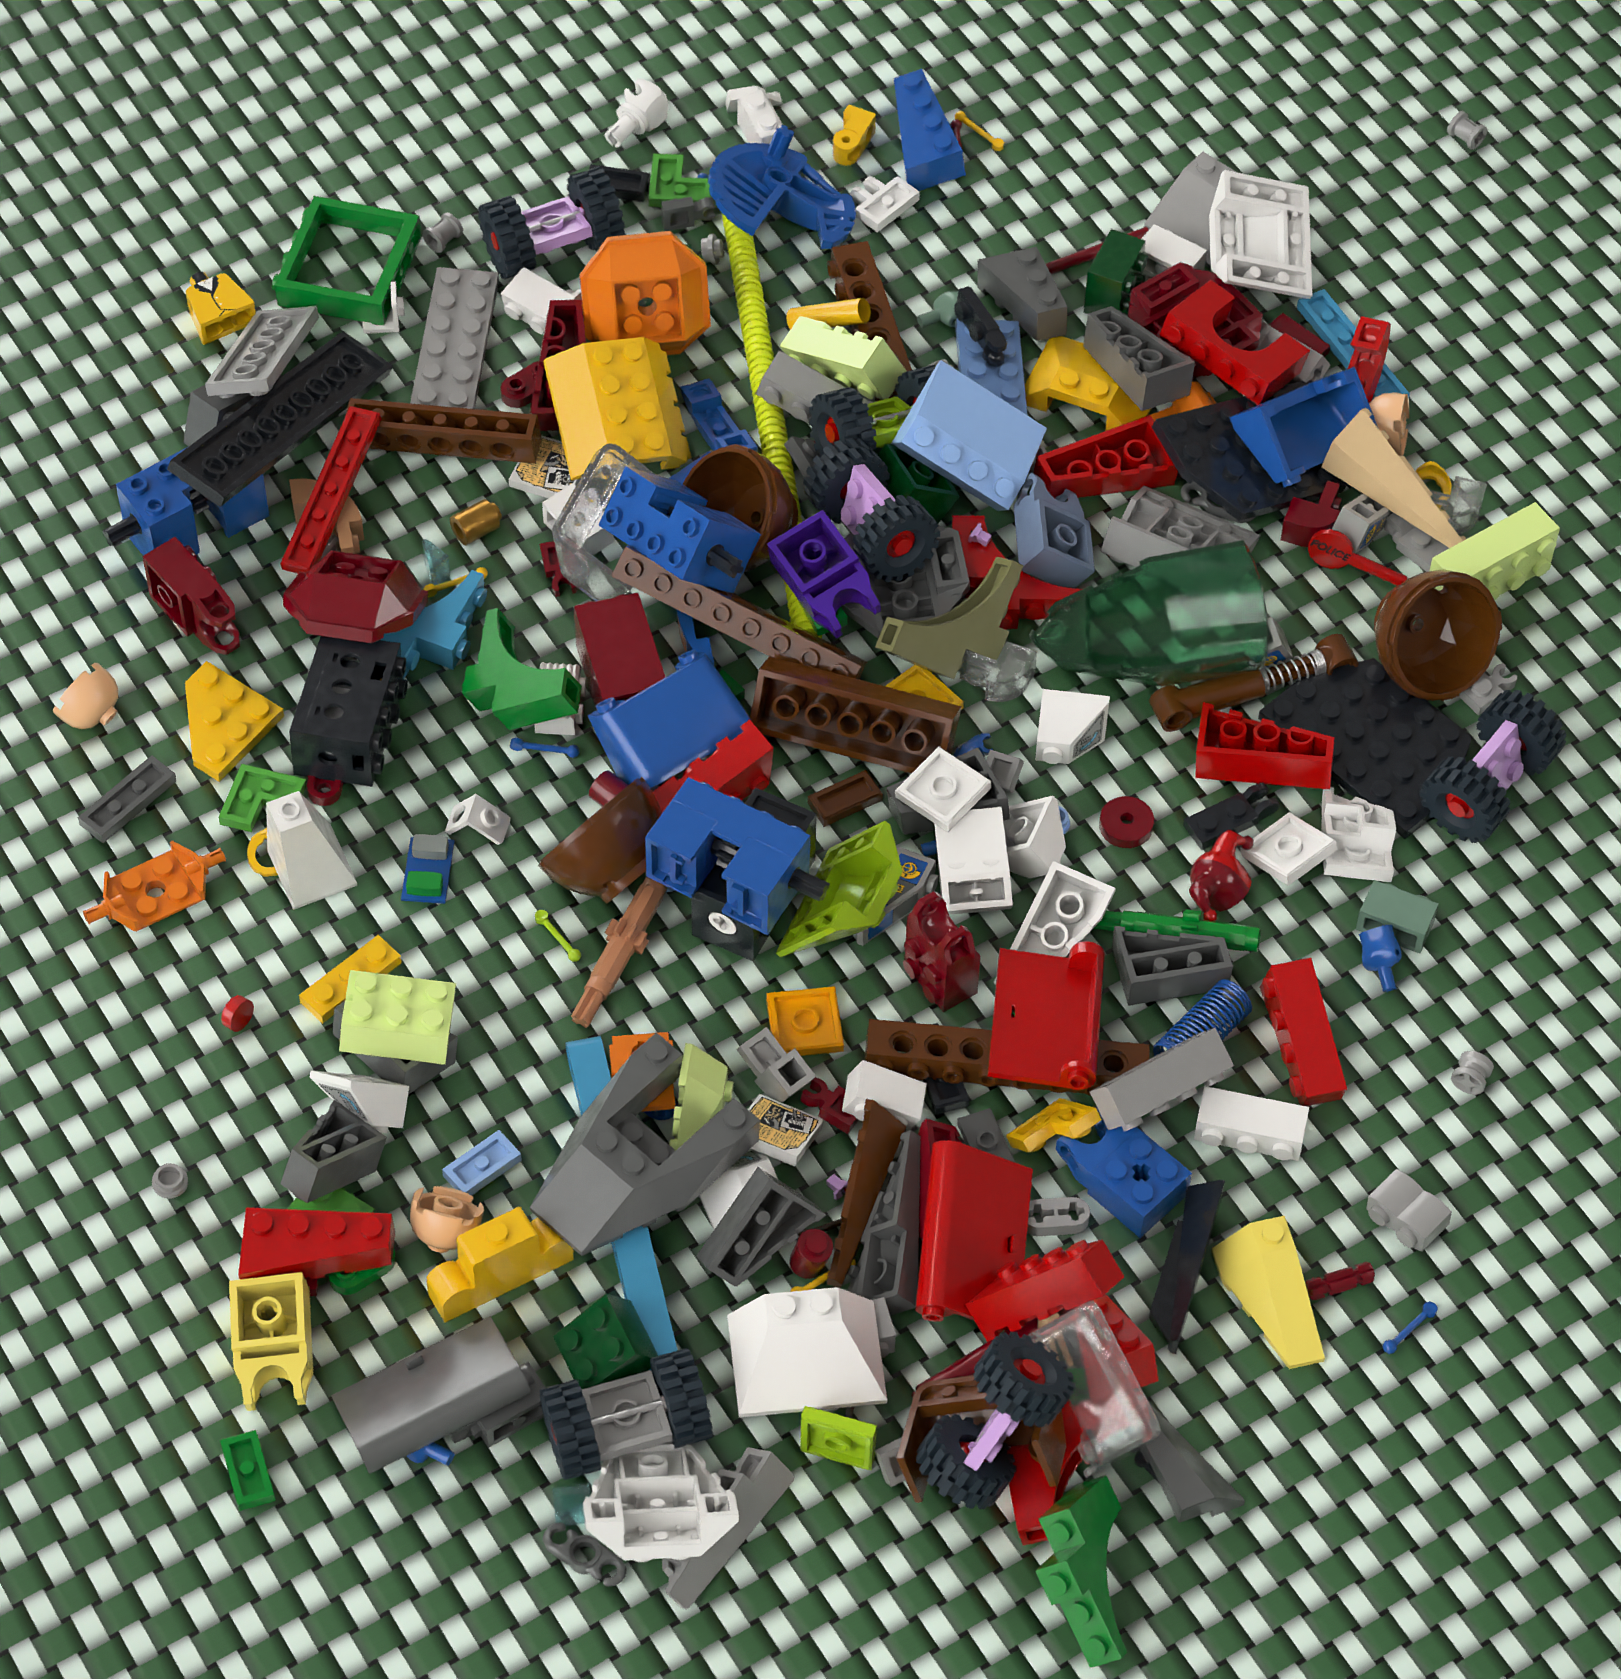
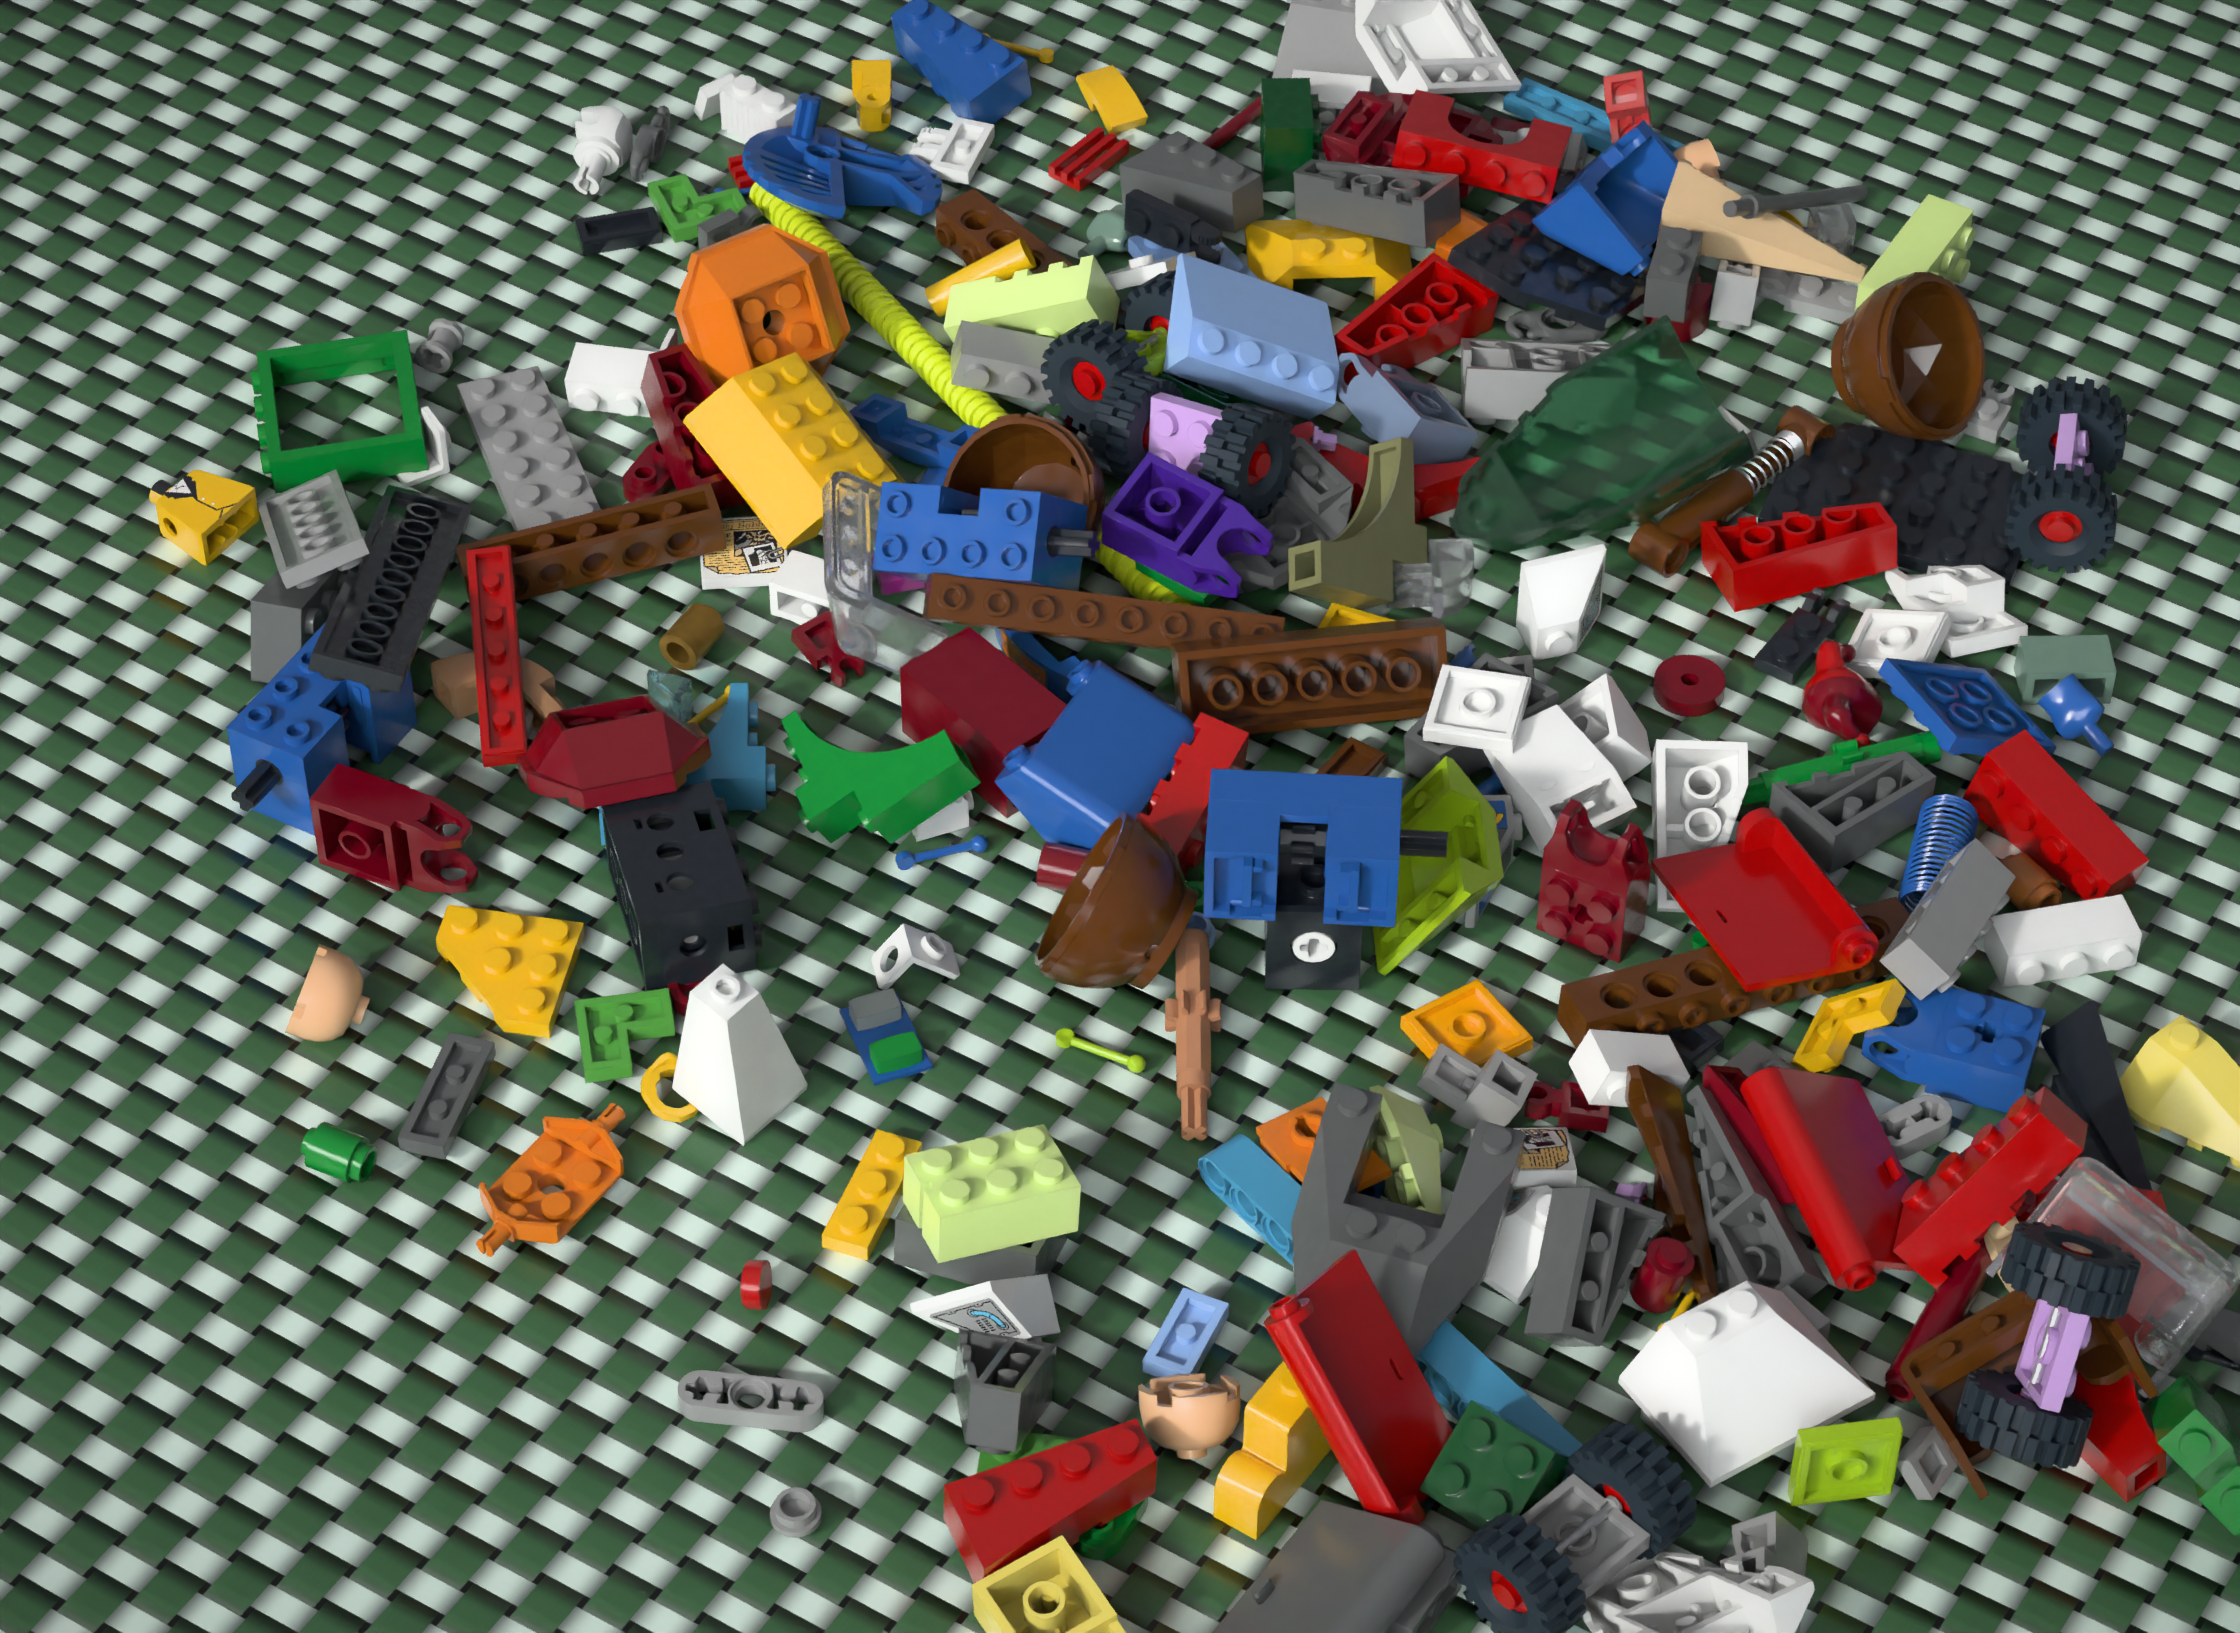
camera: 25 degrees left, 10 degrees down
(38, 813) = (339, 1153): none -> green brick
(181, 1078) = (737, 1385): none -> light grey beam
(518, 236) = (616, 263): black plate -> none
(540, 1255) = (1362, 1387): none -> red door
(675, 121) = (650, 144): none -> dark grey piece
(932, 352) = (1142, 270): none -> white plate
(971, 238) = (1083, 156): none -> red tile
(1018, 199) = (1113, 99): none -> yellow slope
(1255, 1071) = (2032, 886): none -> dark orange brick
(1296, 921) = (1960, 705): none -> blue plate
(1308, 496) = (1672, 273): none -> dark grey brick
(1335, 550) = (1726, 326): red piece -> none
(1395, 466) = (1755, 205): none -> dark grey bar

